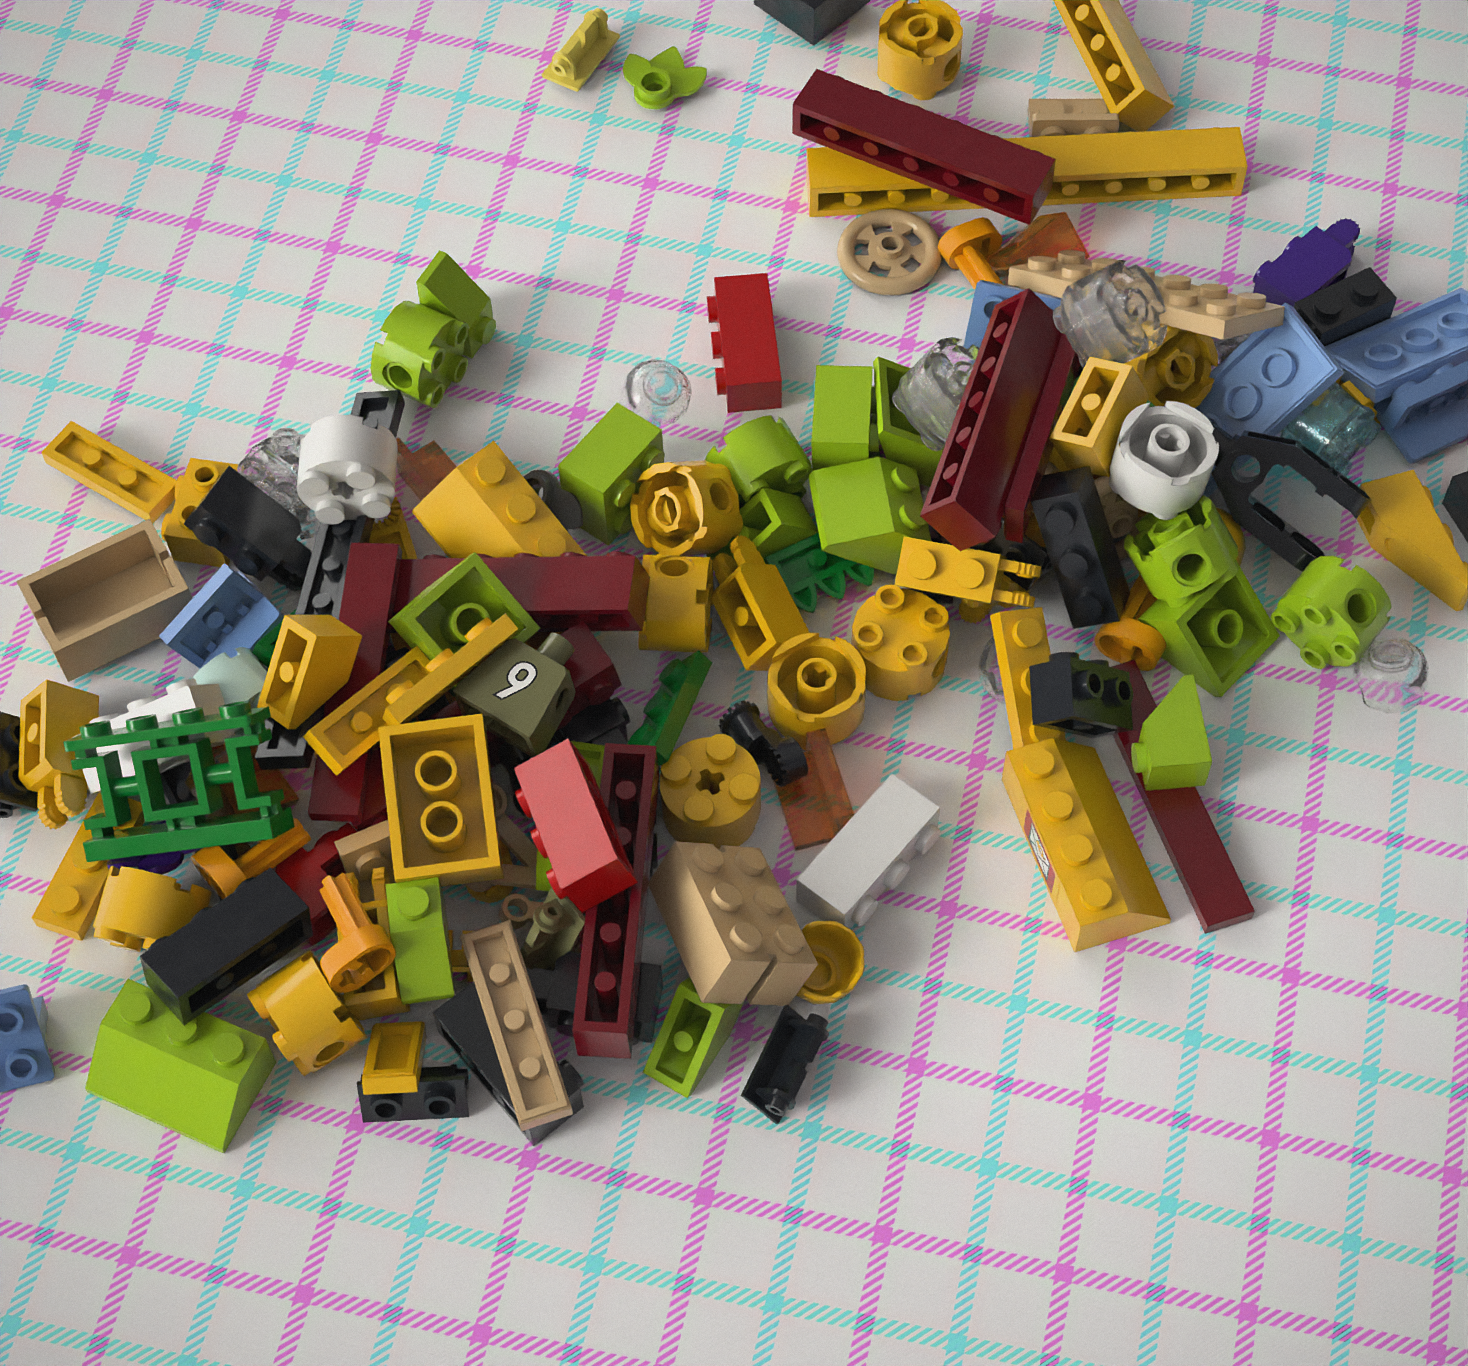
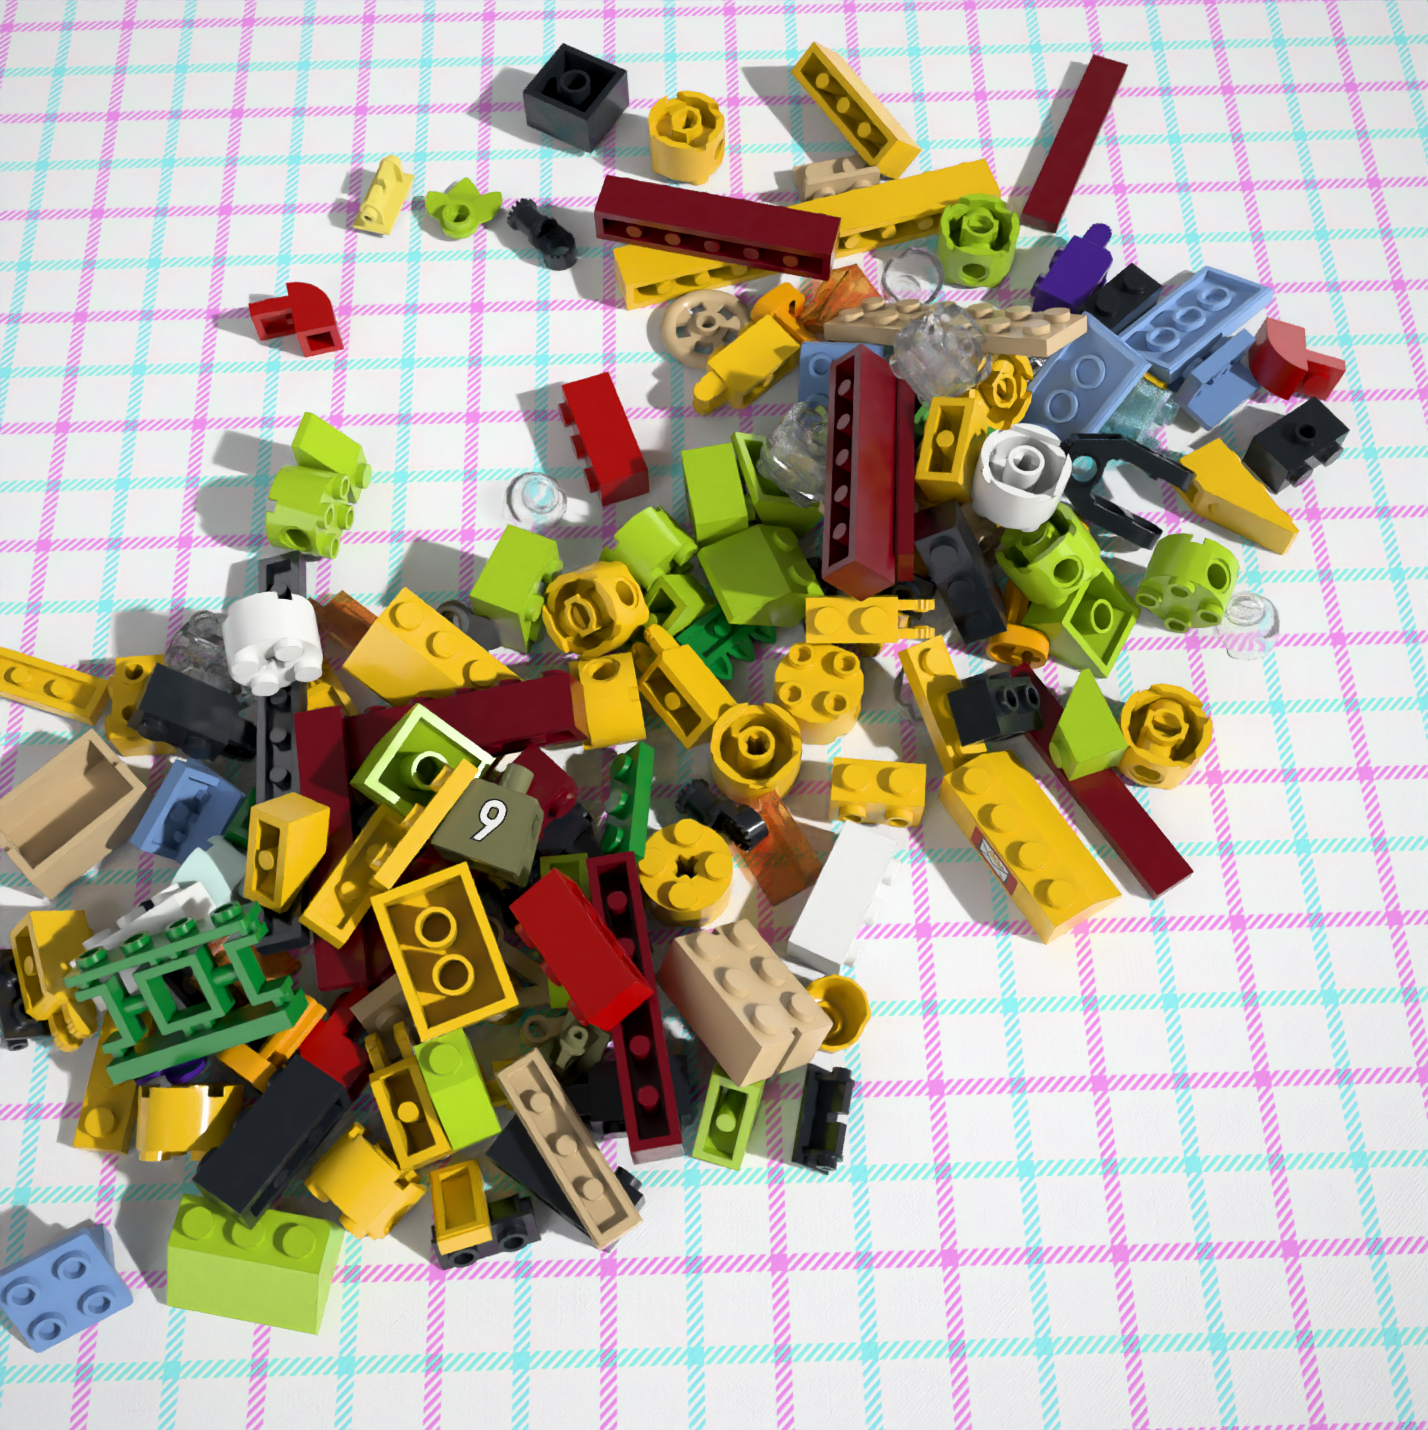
camera: 15 degrees left, 5 degrees up
(364, 945) = (409, 1112): light orange piece -> none
(466, 154) = (302, 312): none -> red brick
(740, 120) = (543, 234): none -> black connector
(916, 298) = (746, 367): none -> yellow hinge
(934, 755) = (877, 792): none -> yellow brick
(1125, 236) = (913, 276): none -> clear hair
(1207, 214) = (977, 241): none -> lime brick
(1257, 764) = (1163, 735): none -> yellow brick
(1351, 130) = (1073, 144): none -> dark red tile

